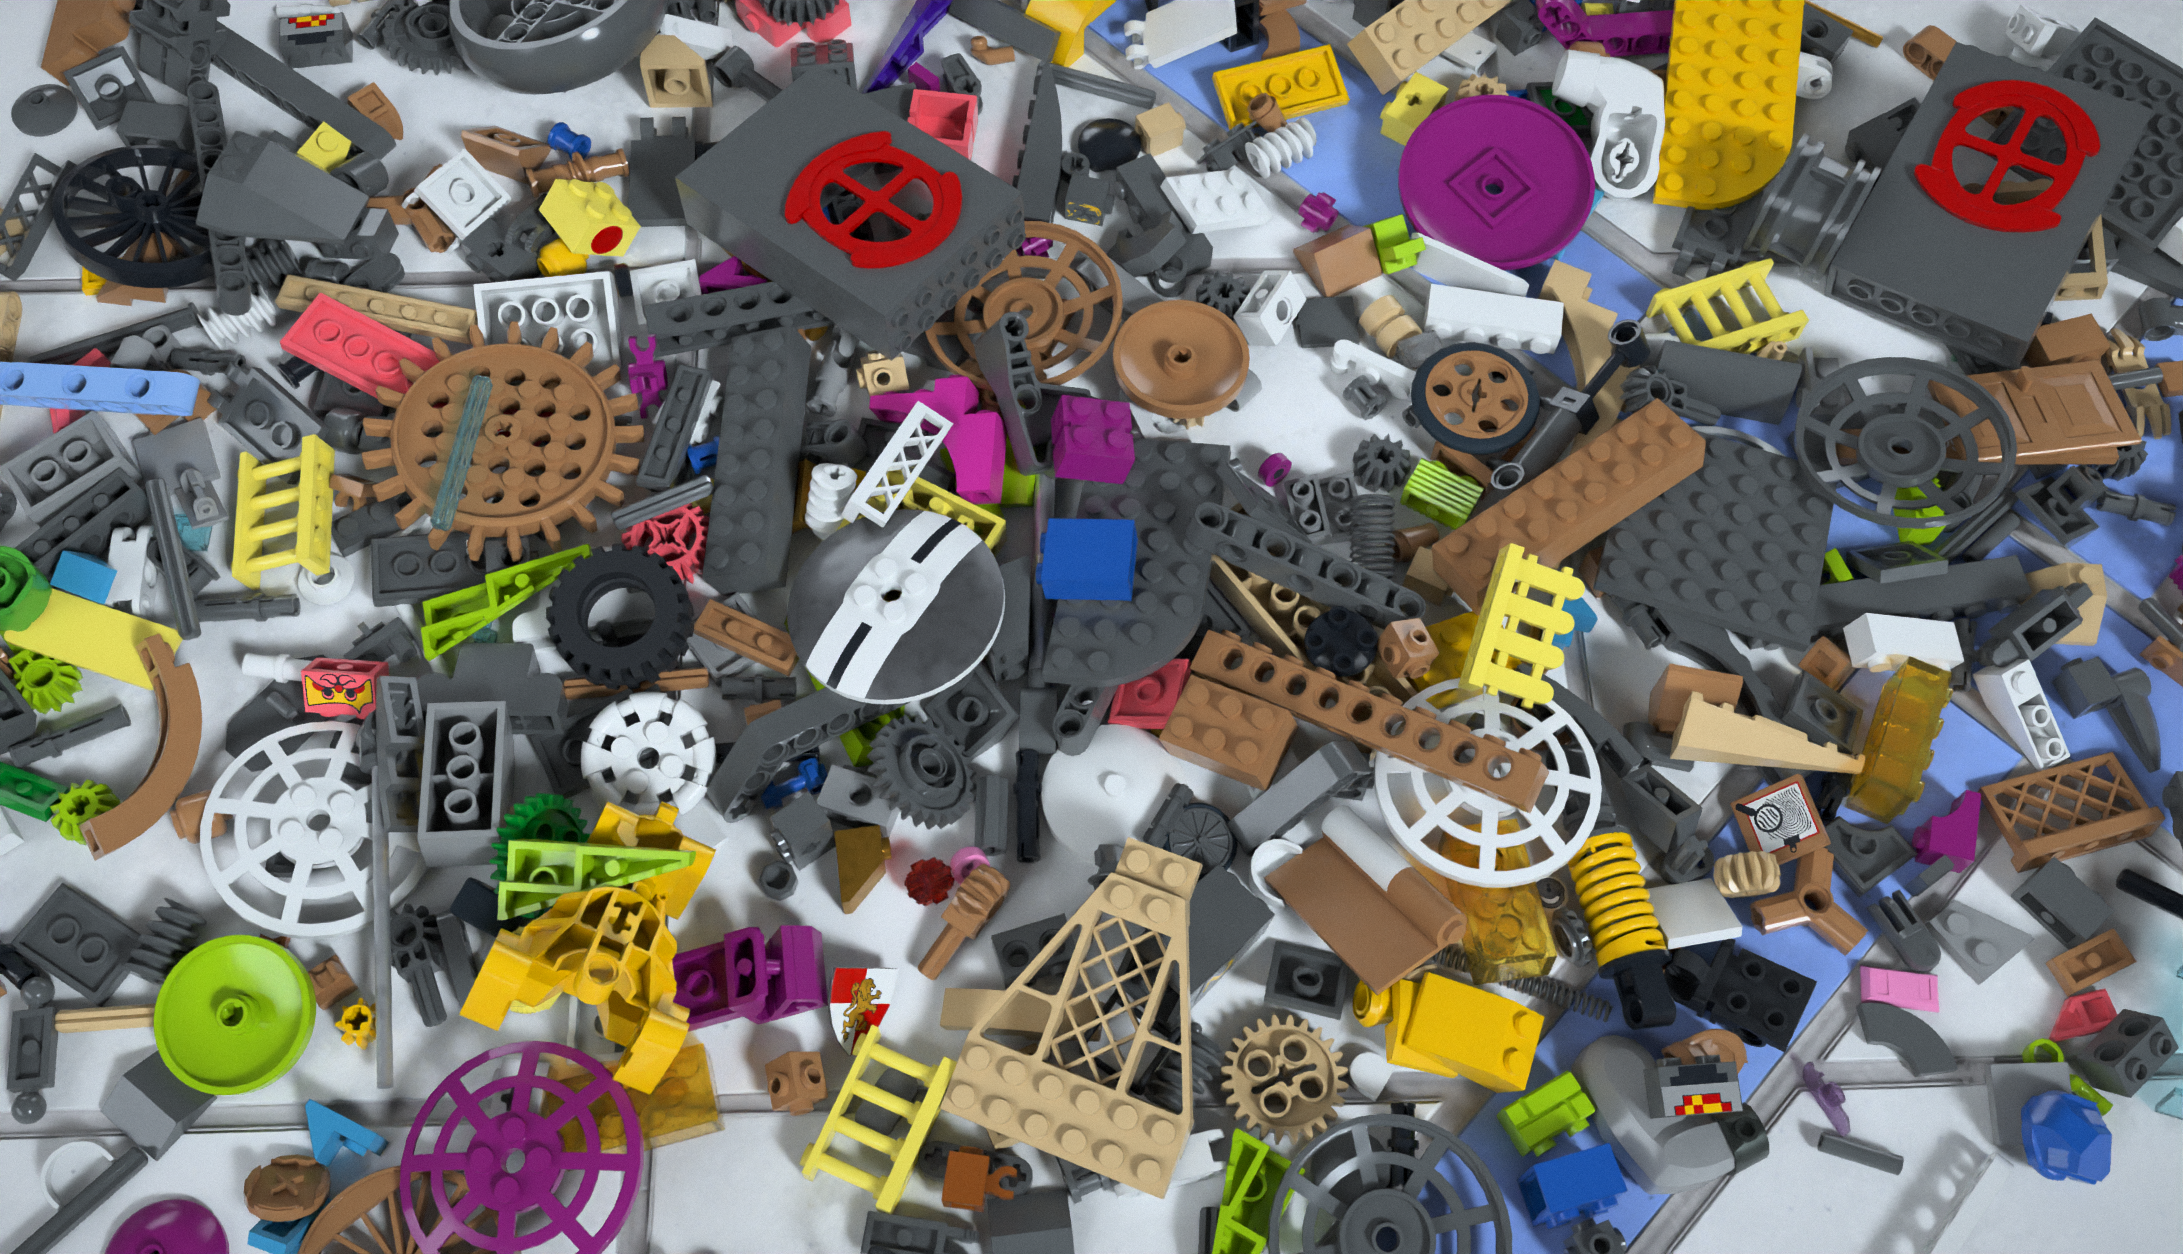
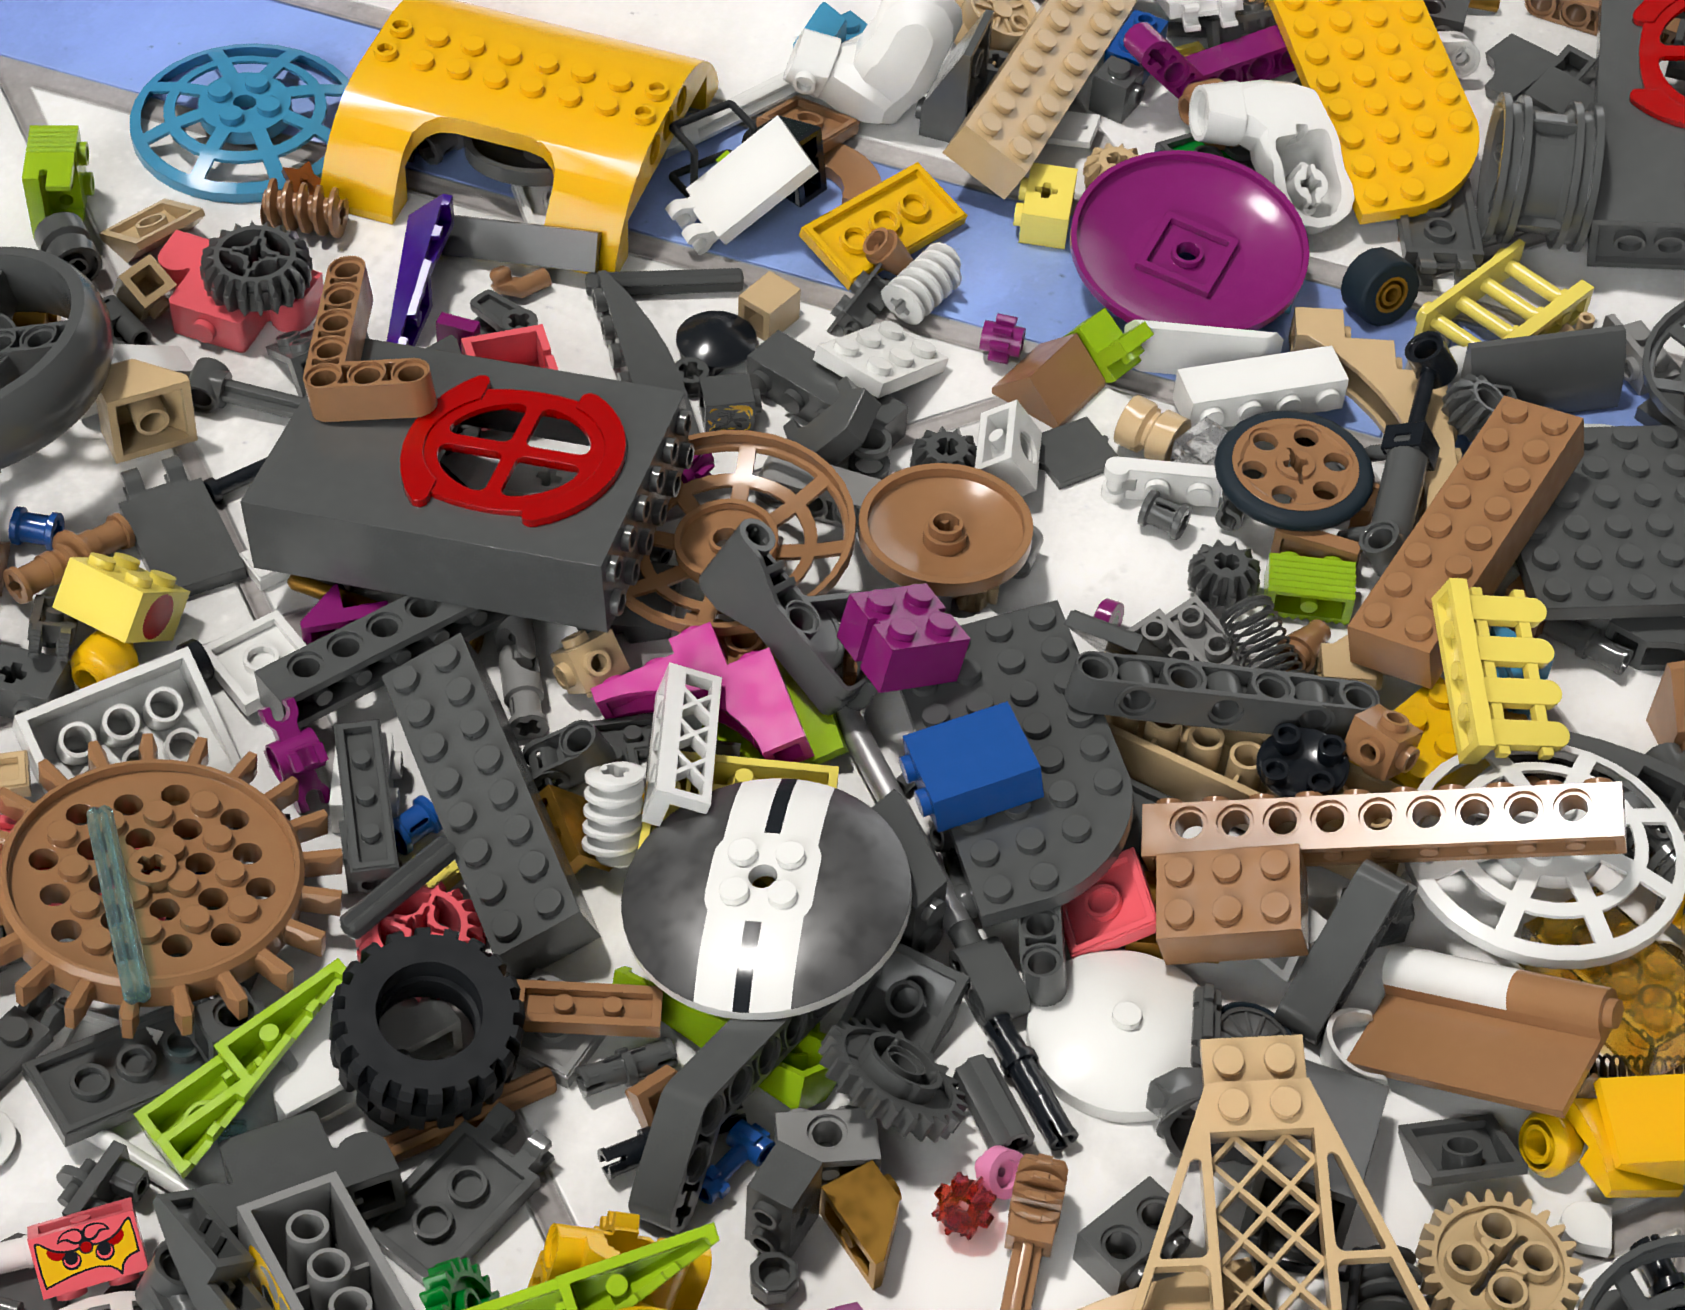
camera: 25 degrees left, 15 degrees down
(648, 734) = (528, 1160): white plate -> none
(783, 98) = (336, 378): none -> medium nougat beam
(1636, 262) = (1380, 286): none -> black wheel
(1862, 101) = (1517, 66): none -> dark grey tile

